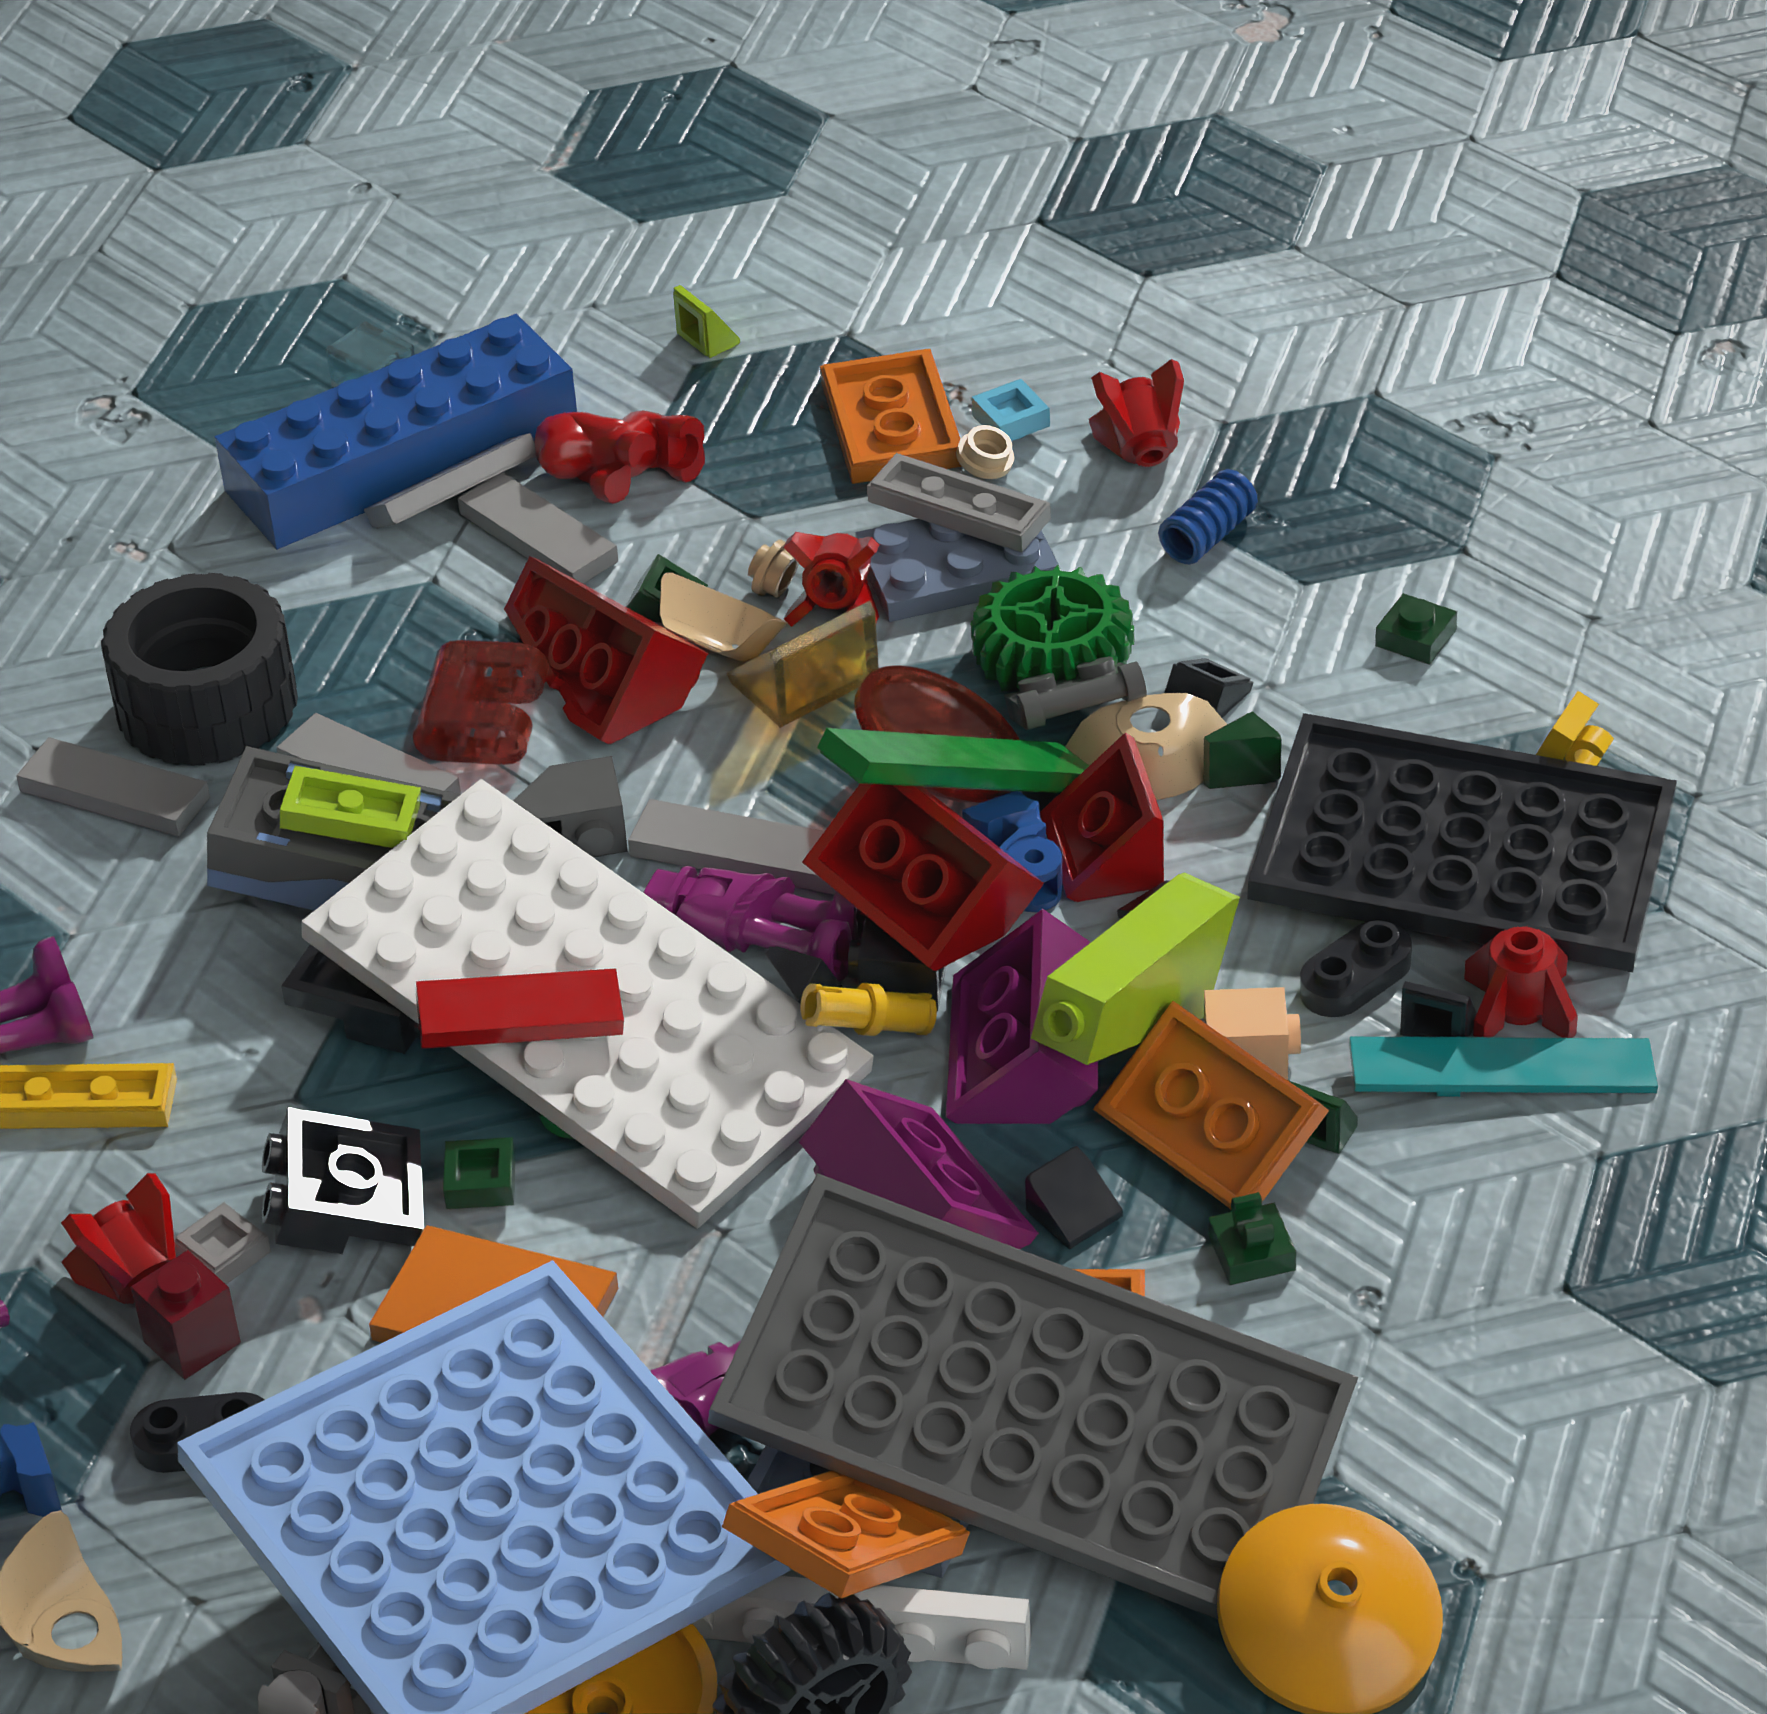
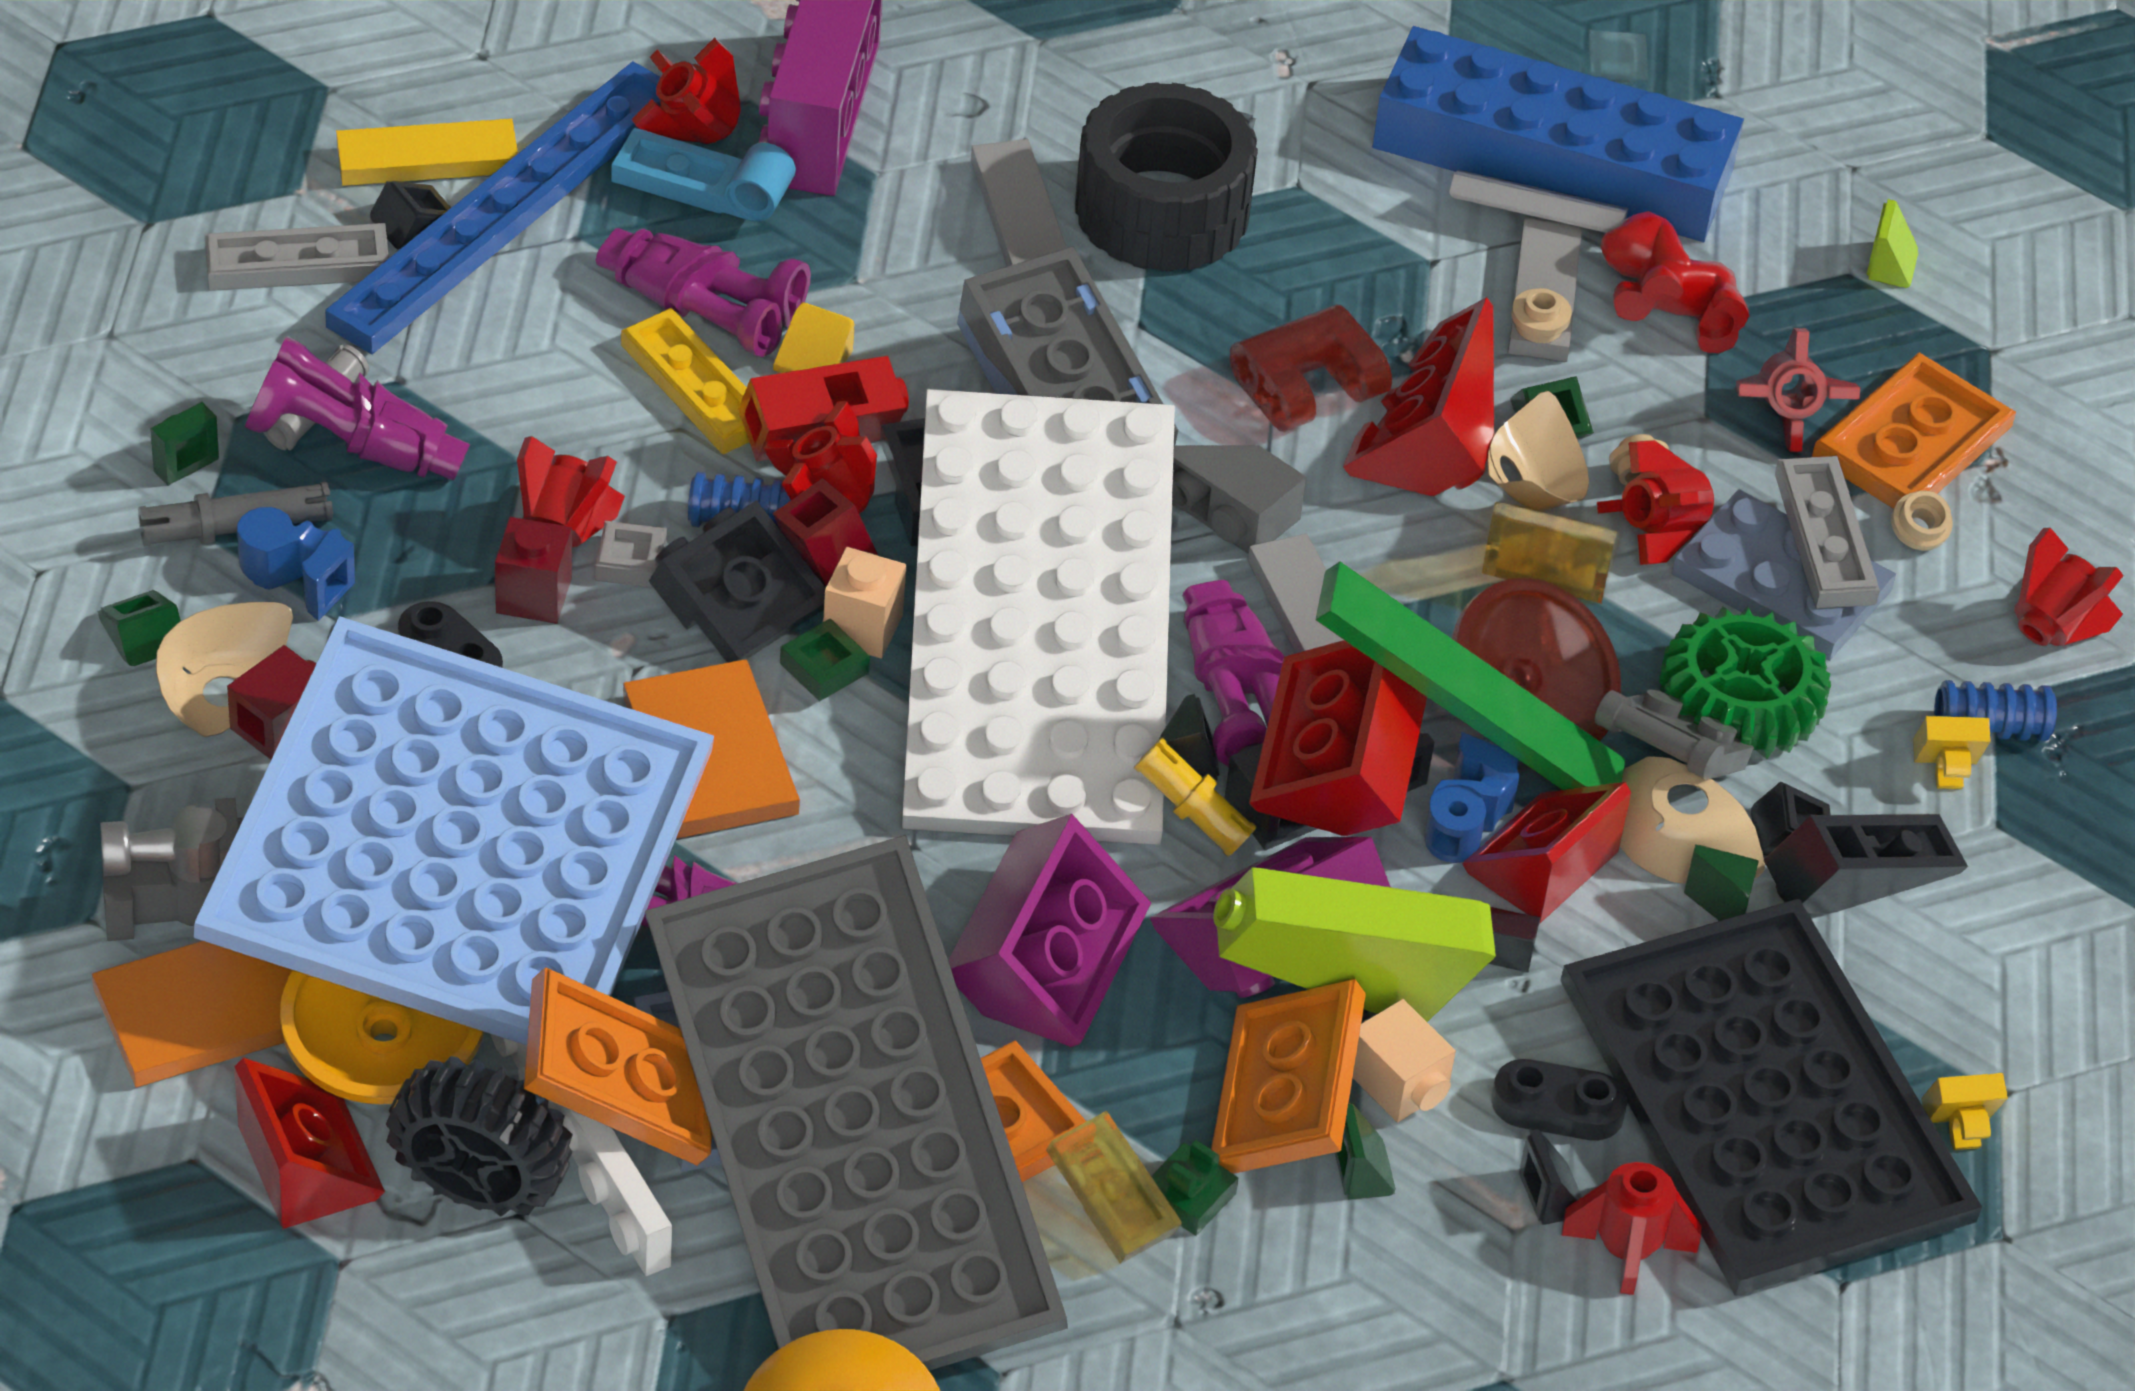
camera: 45 degrees right, 5 degrees up
(123, 993) = (815, 340): none -> yellow slope
(150, 1585) = (267, 697): none -> dark red brick
(211, 1020) = (800, 400): none -> red brick
(240, 1142) = (712, 496): none -> blue piece
(287, 1047) = (829, 453): none -> red brick
(340, 746) = (1181, 344): light grey tile -> none
(349, 807) = (1064, 344): lime plate -> none
(359, 1082) = (822, 526): none -> dark red brick
(449, 1103) = (866, 599): none -> light nougat brick
(519, 1008) = (965, 573): red tile -> none
(576, 538) = (1541, 315): none -> tan plate
(798, 440) = (1807, 394): none -> red brick
(1011, 409) = (1991, 507): medium azure plate -> none
(1070, 1198) = (1128, 1042): black slope -> none
(1224, 558) = (1952, 745): none -> yellow tile
(1226, 1283) = (1113, 1187): none -> clear yellow plate
(1287, 666) = (1861, 858): none -> black slope
(1416, 628) = (2010, 931): dark green plate -> none
(1502, 1065) = (1541, 1258): teal piece -> none

